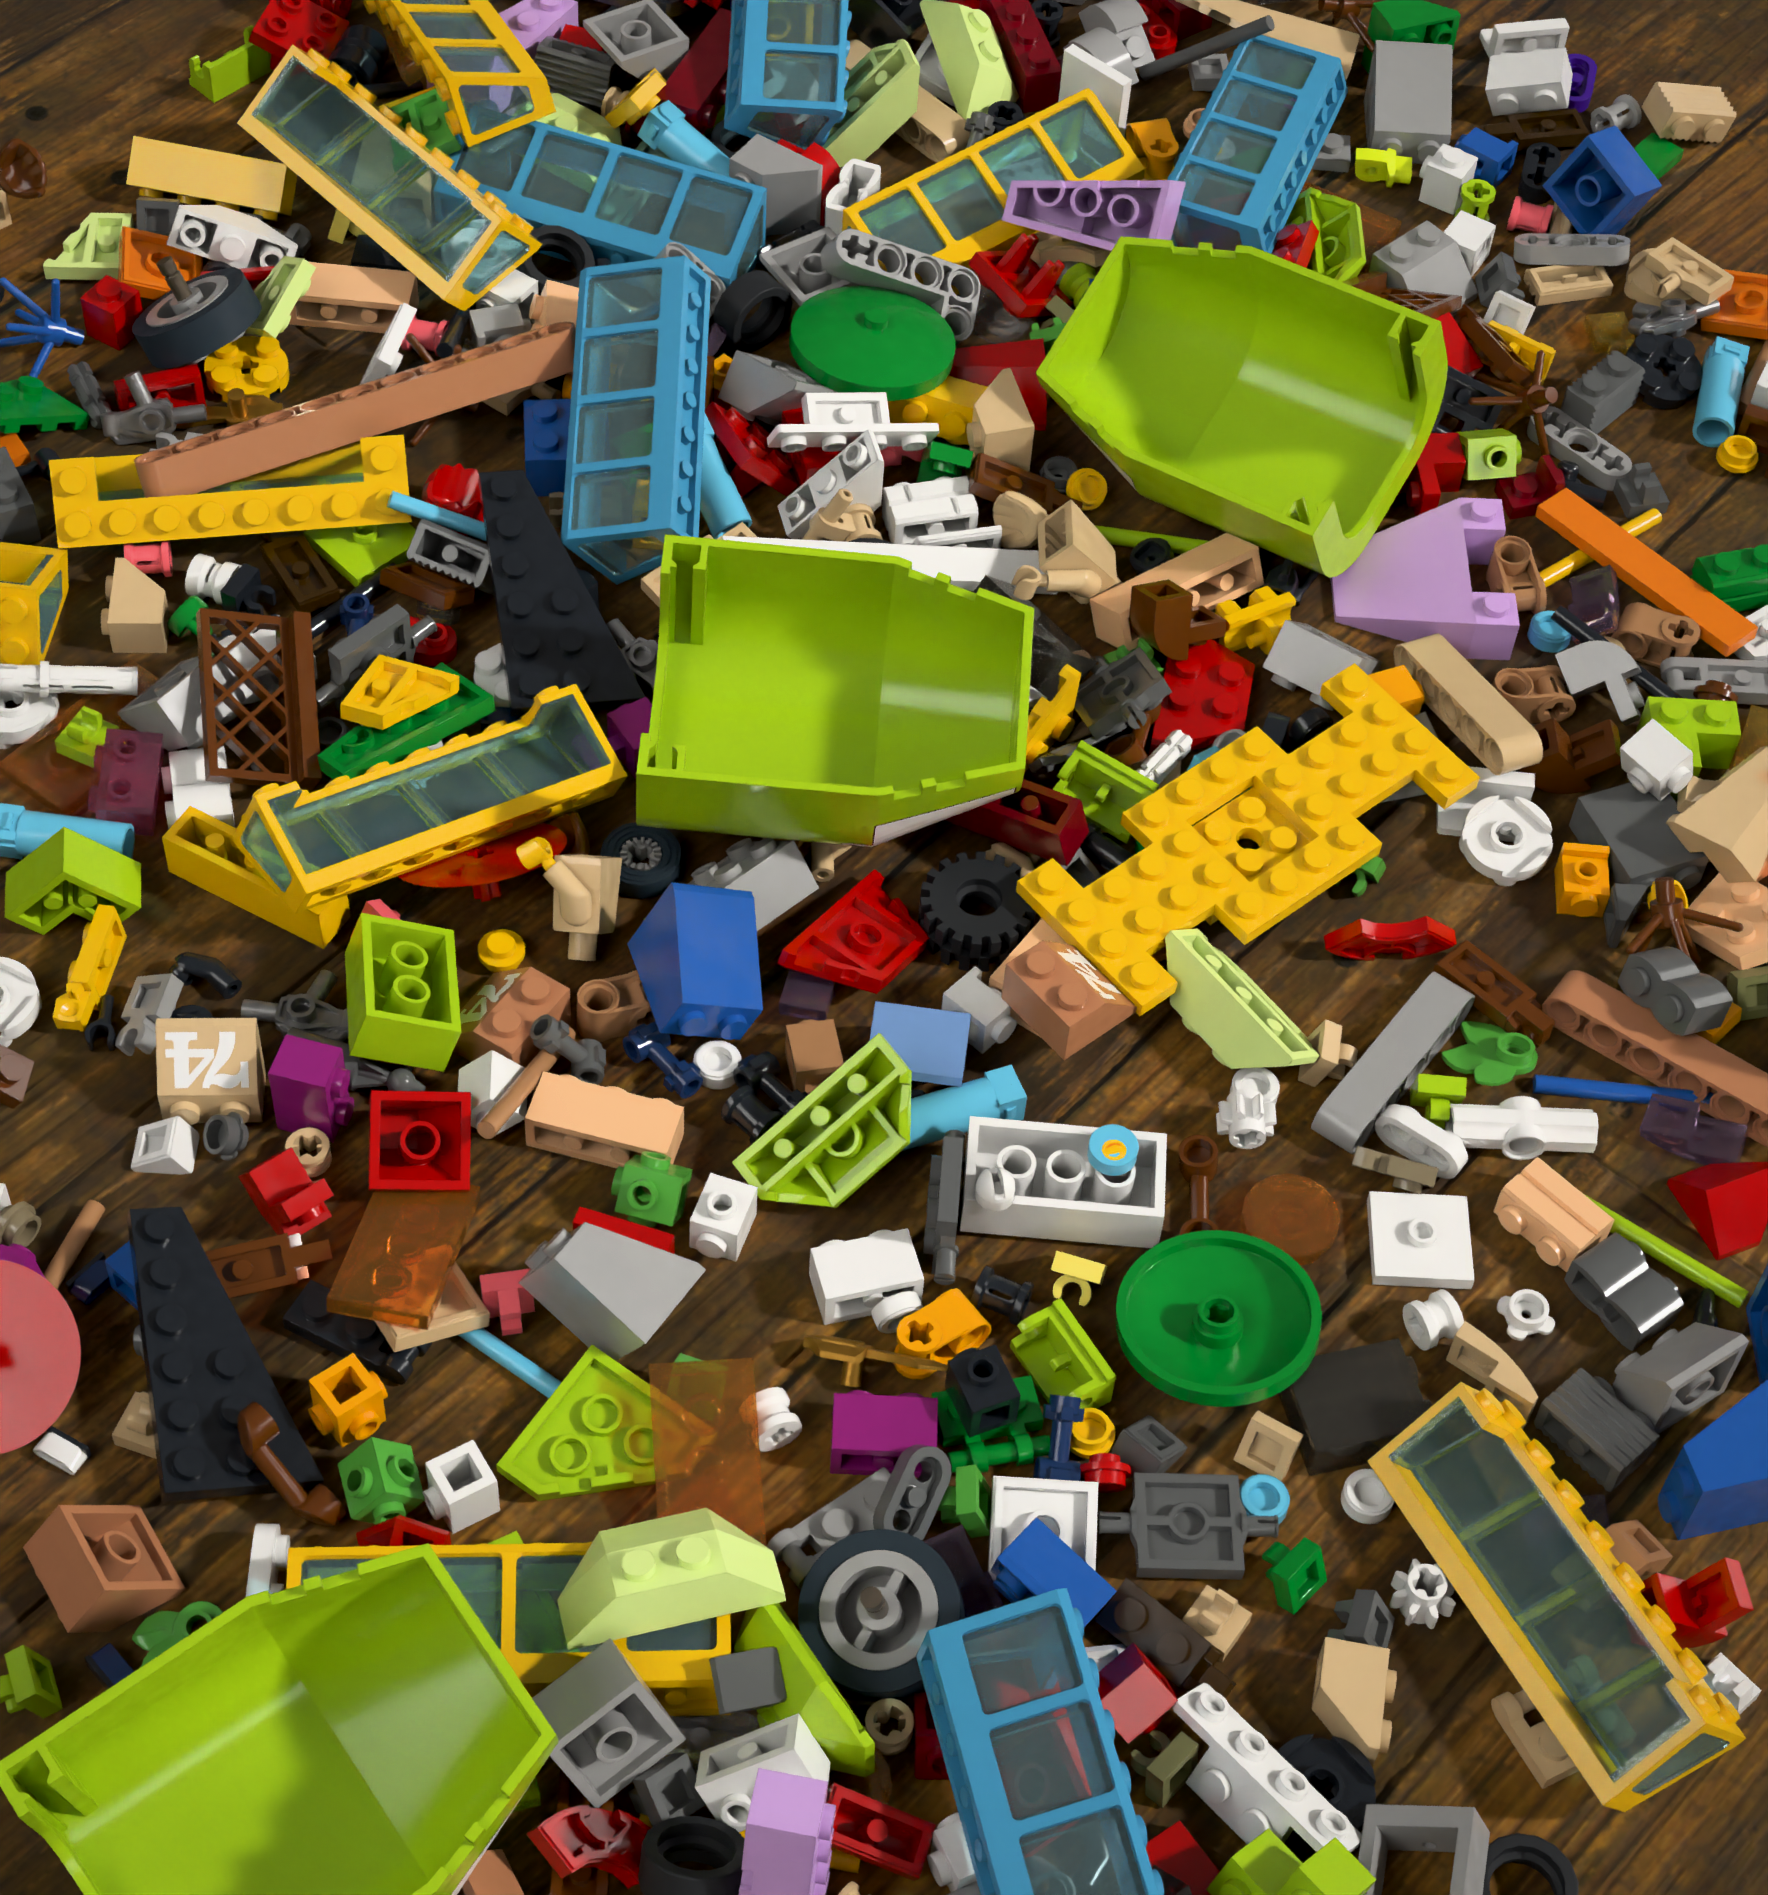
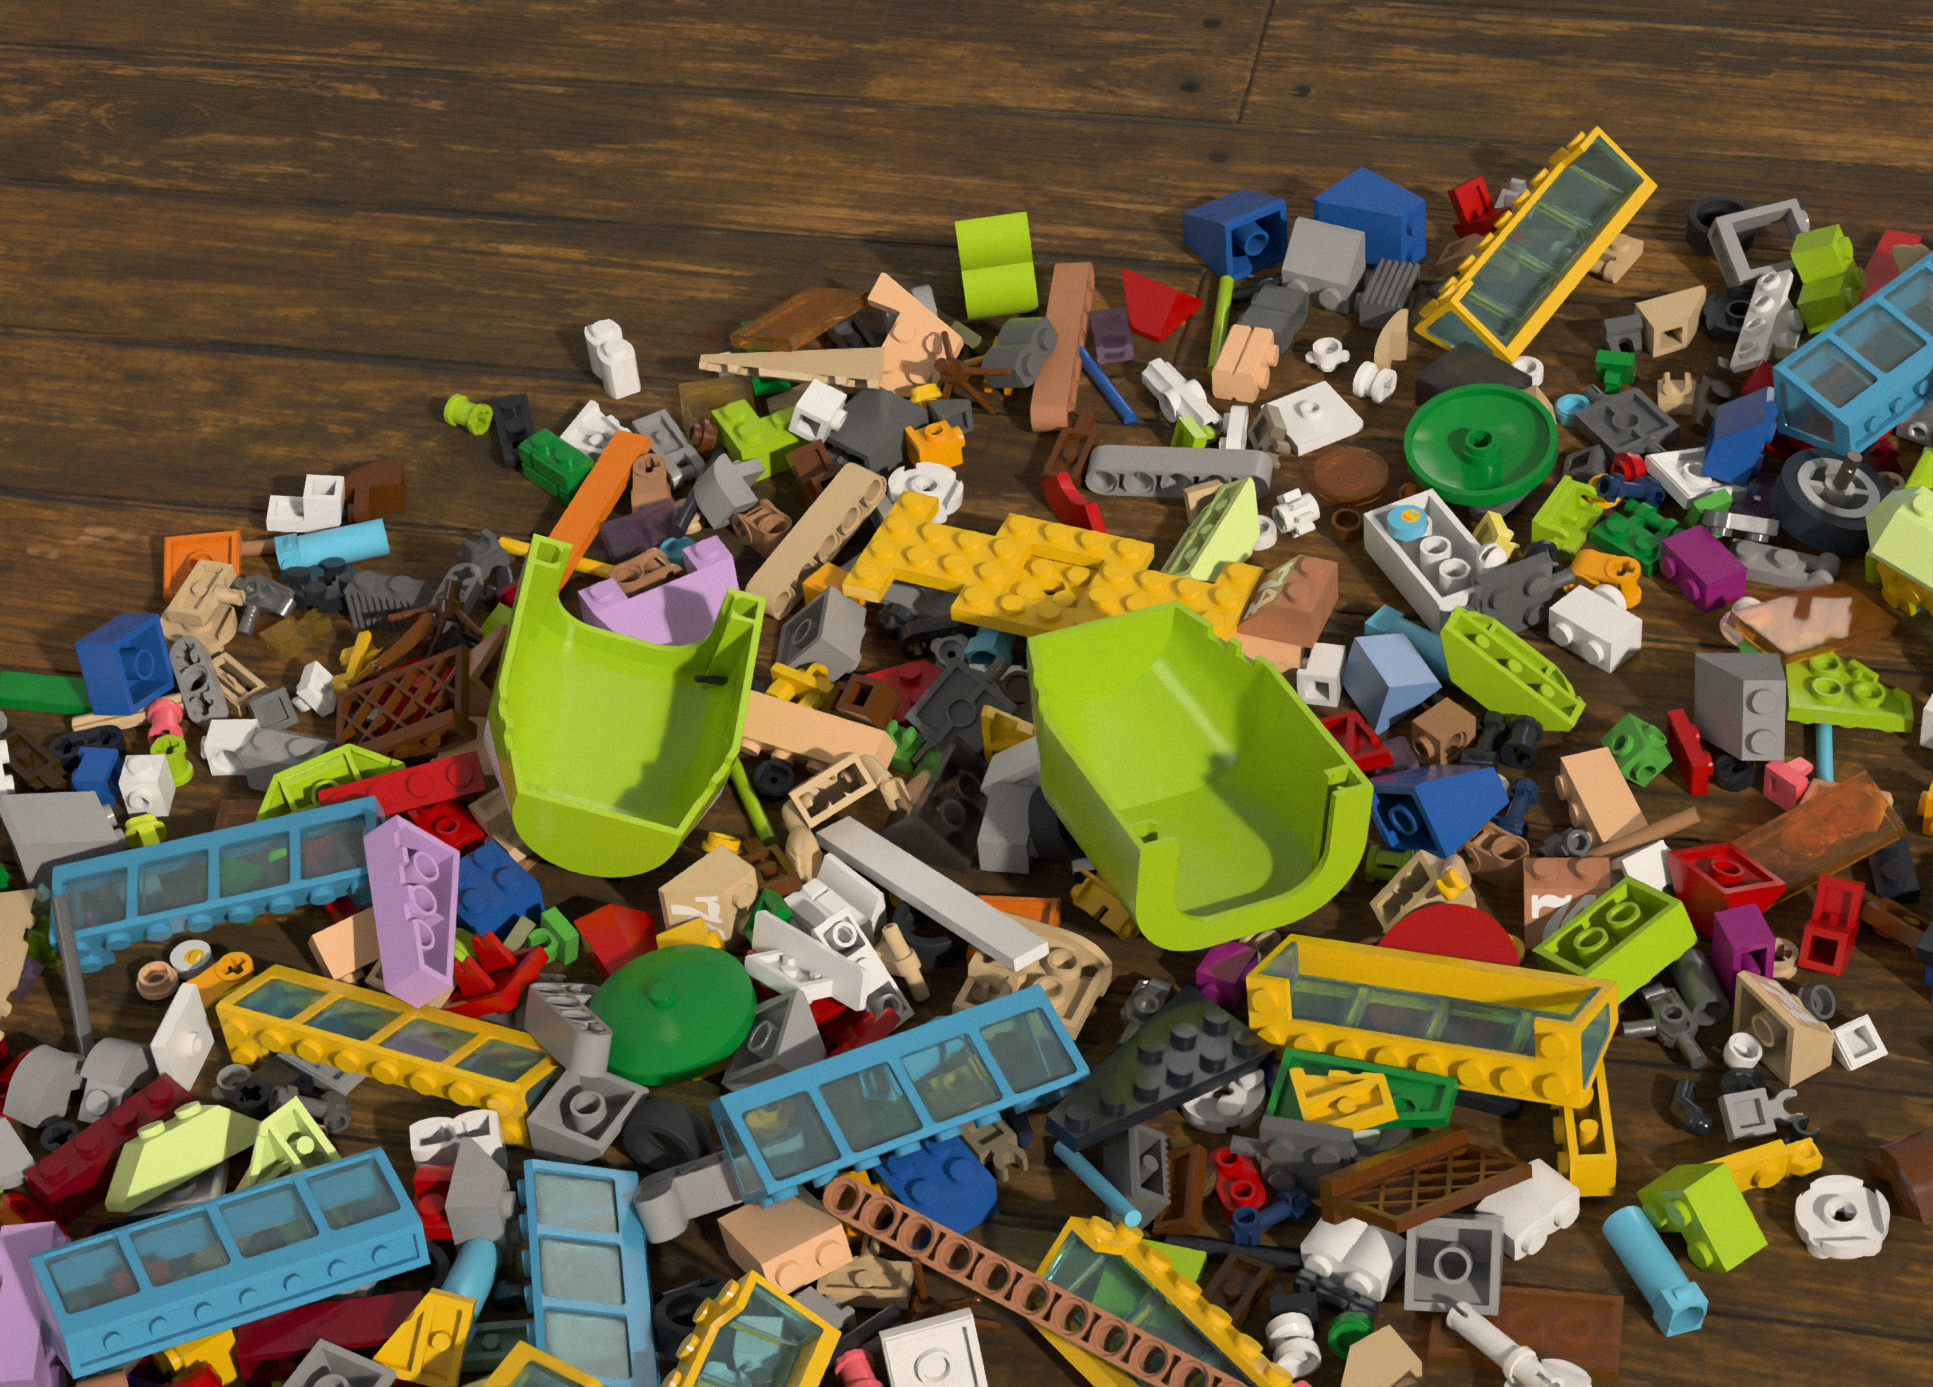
camera: 110 degrees left, 10 degrees down
(82, 736) = (1545, 1313): lime tile -> none
(128, 779) = (1565, 1249): clear pink brick -> none
(454, 490) = (1053, 1209): red hair -> none
(644, 842) = (1346, 904): black bush -> none
(723, 1217) = (1612, 704): white brick -> none
(854, 1353) = (1660, 604): pearl gold piece -> none
(982, 1390) = (1638, 520): black brick -> none
(1207, 72) = (58, 1008): light grey plate -> none
(1422, 1594) = (1575, 319): white gear -> none
(1491, 1054) = (1126, 429): bright green plate -> none
(1737, 454) = (399, 520): yellow plate -> none

